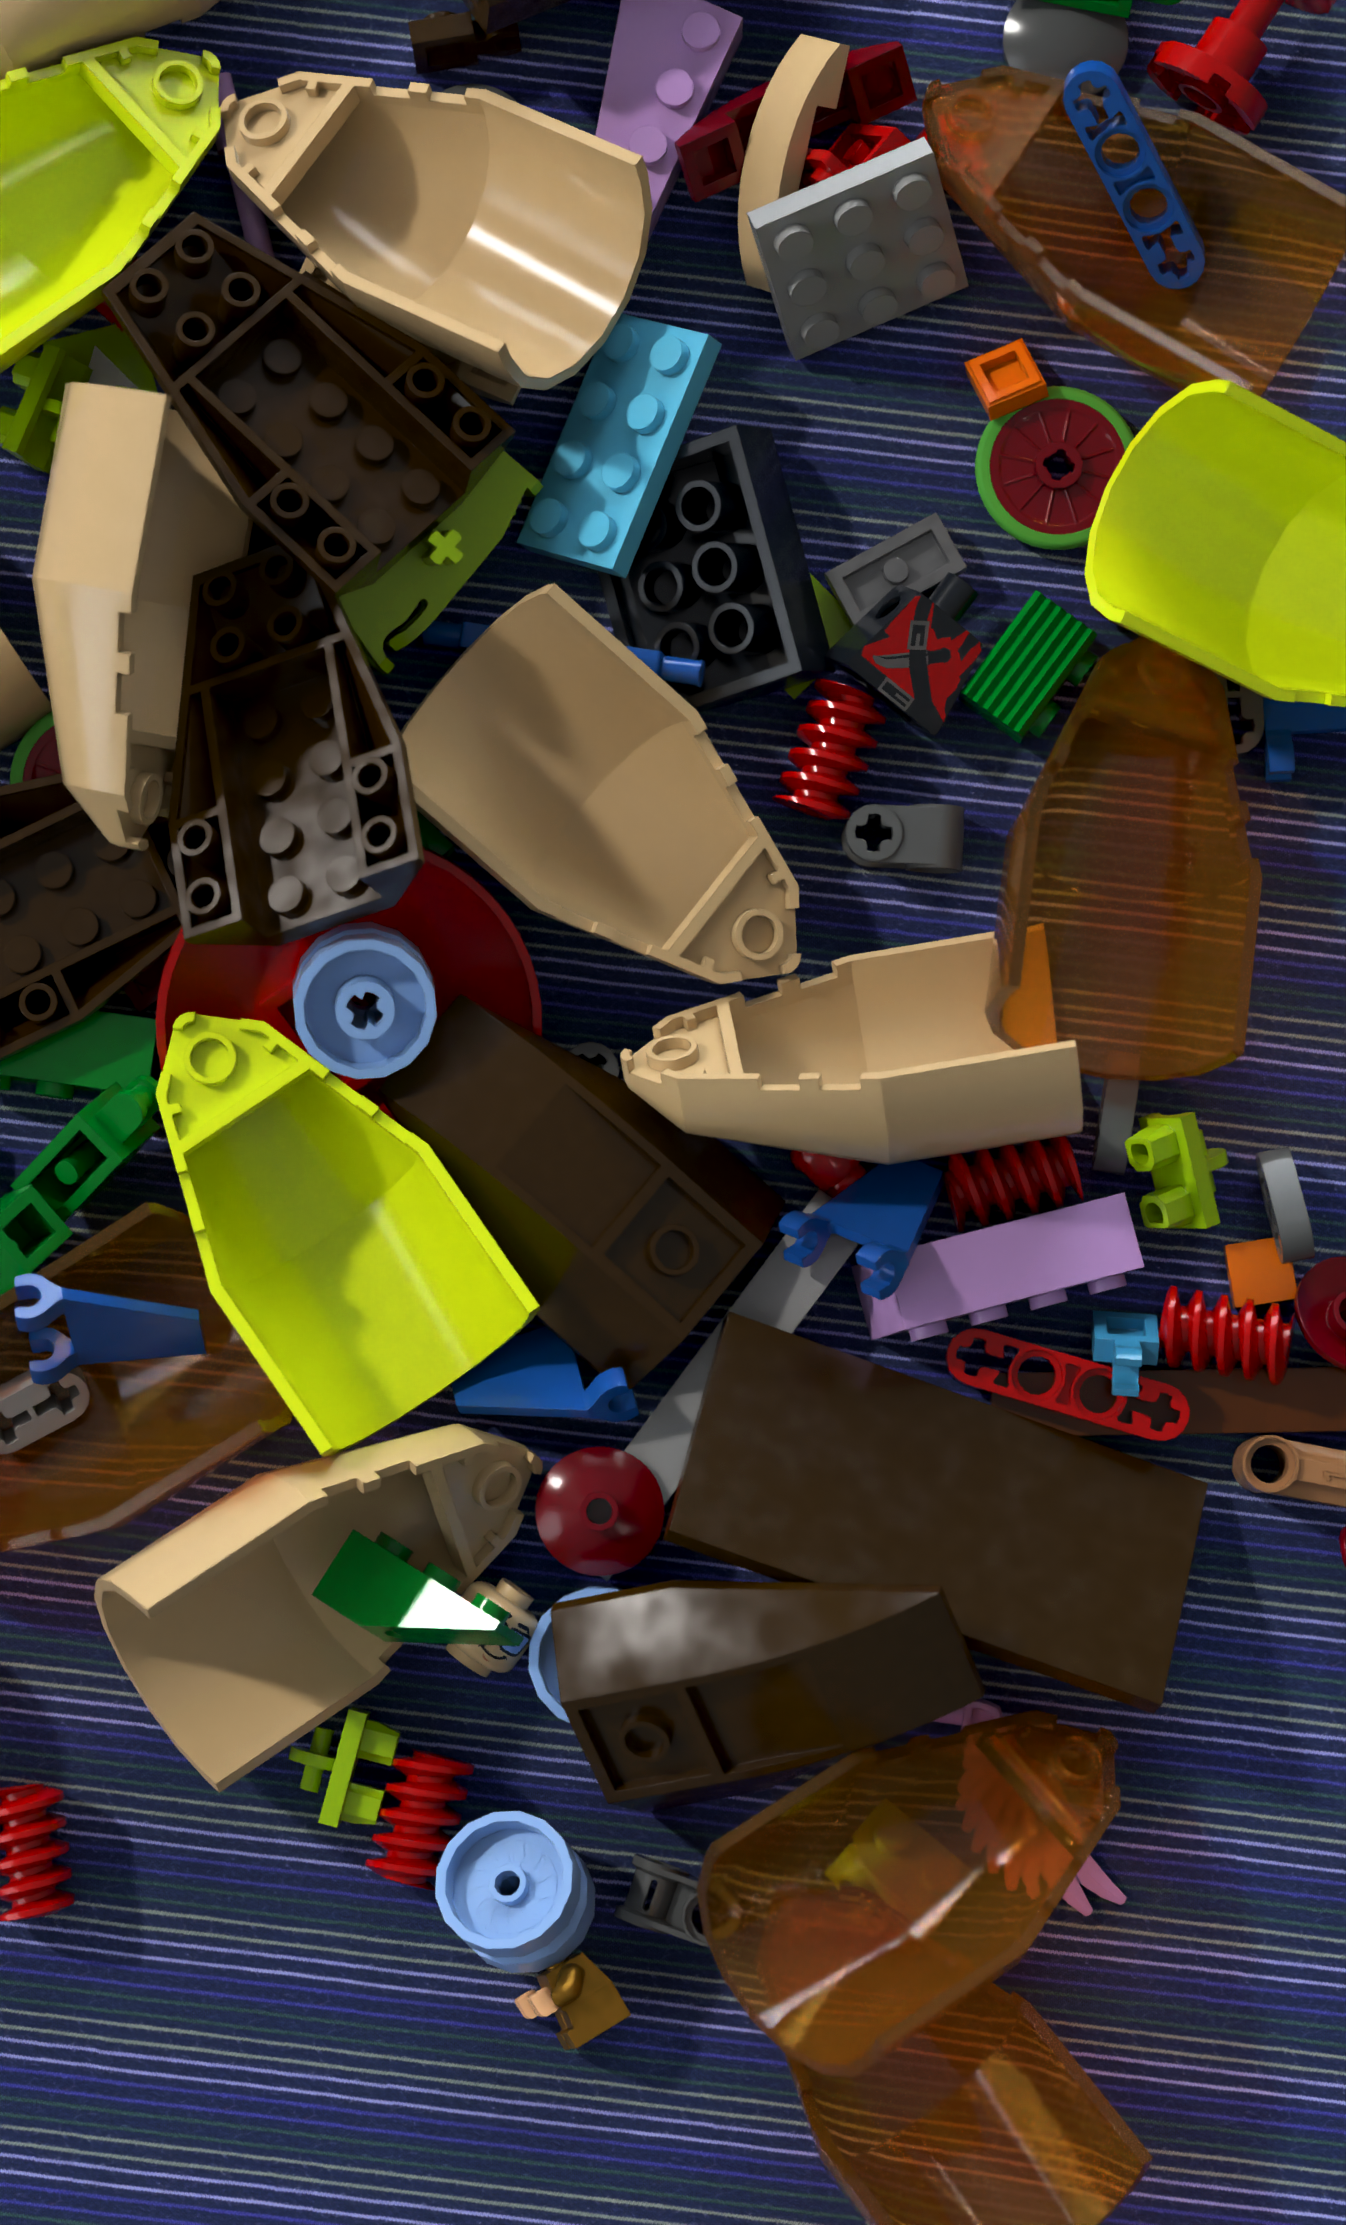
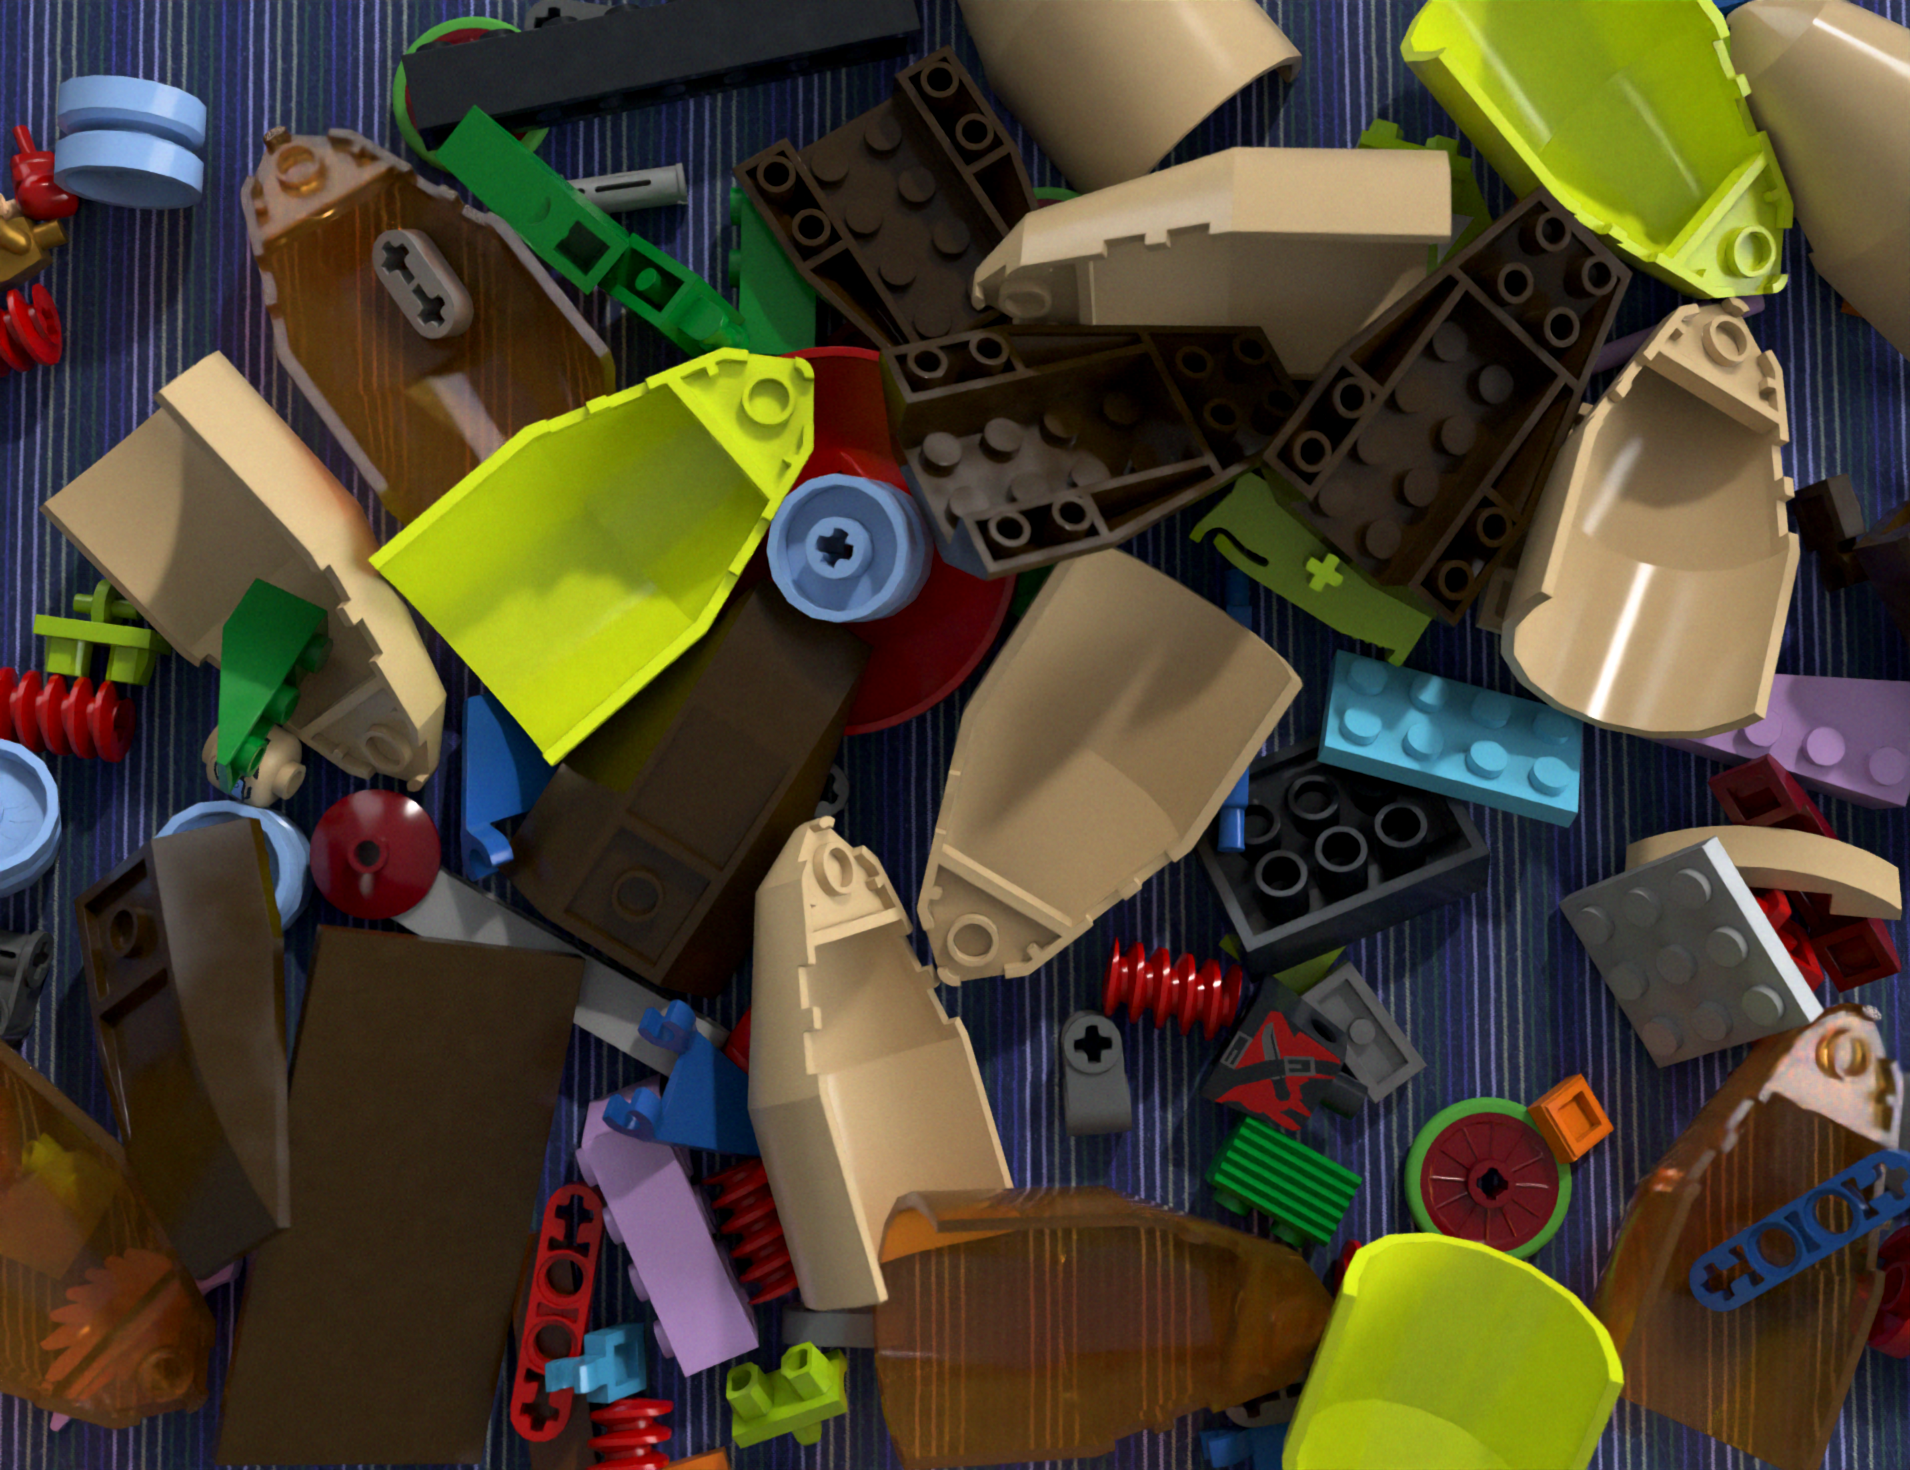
camera: 70 degrees right, 0 degrees up
(100, 1328) = (492, 329): blue flag -> none

